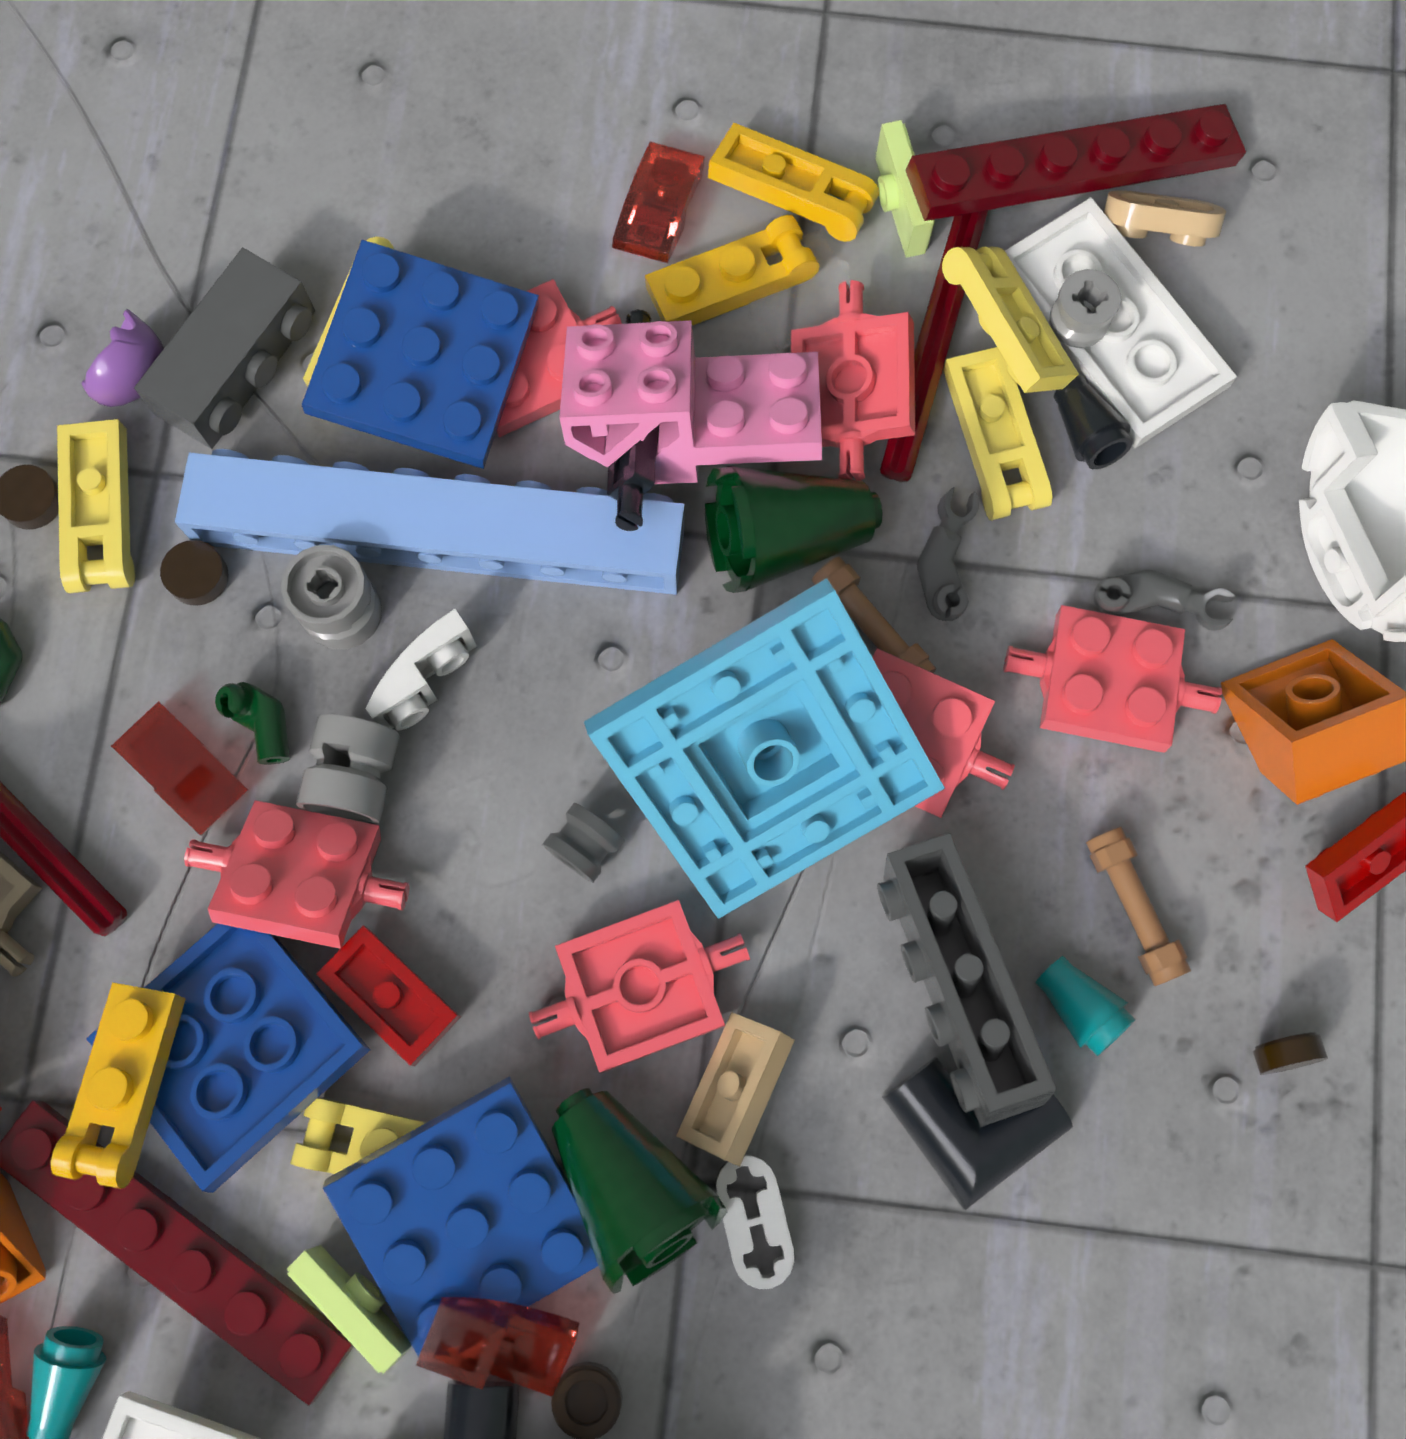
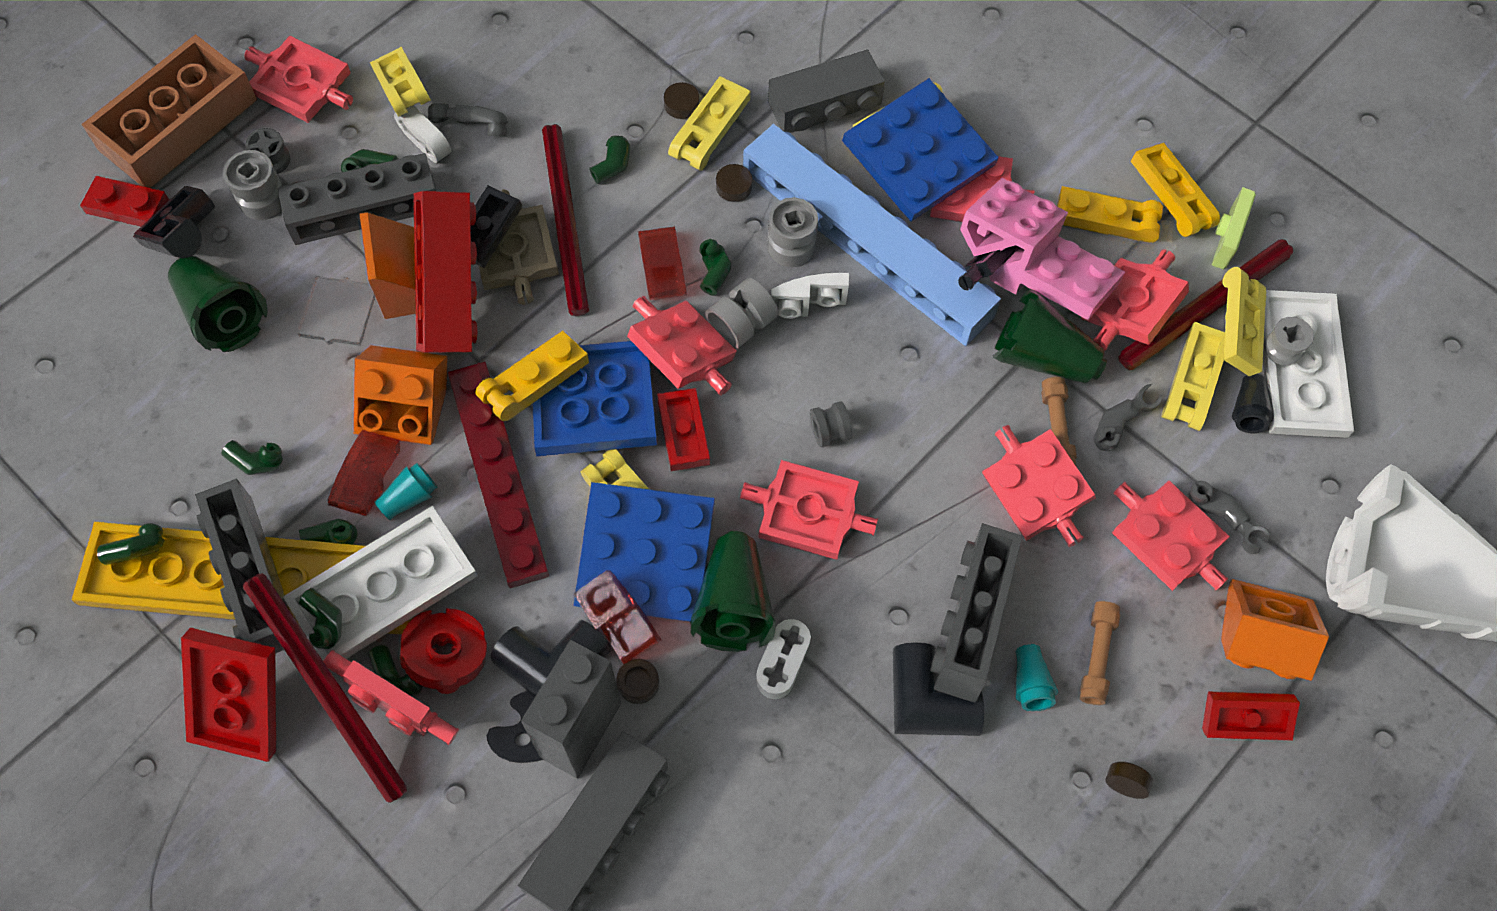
camera: 35 degrees right, 10 degrees down
(122, 363) = (770, 66): medium lavender hair -> none
(351, 1306) = (562, 553): yellowish green plate -> none
(658, 202) = (1094, 156): clear red slope -> none
(735, 1088) = (821, 588): tan plate -> none
(767, 750) = (951, 467): medium azure piece -> none
(1073, 161) = (1341, 271): dark red plate -> none
(1185, 219) = (1384, 339): tan plate -> none

